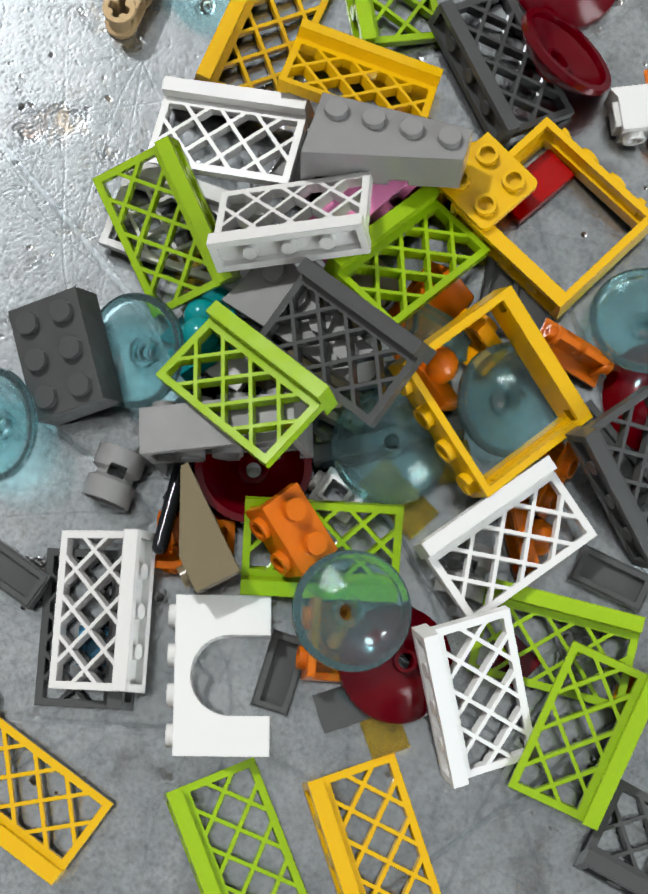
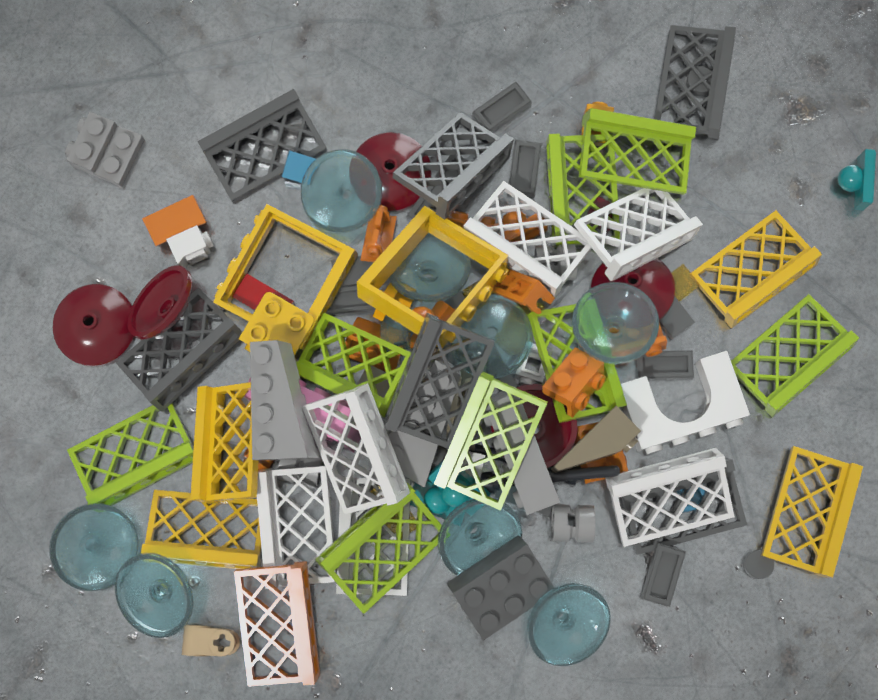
camera: 105 degrees left, 0 degrees up
(111, 108) = (302, 621): none -> fence
(435, 506) = (523, 290): none -> orange hinge

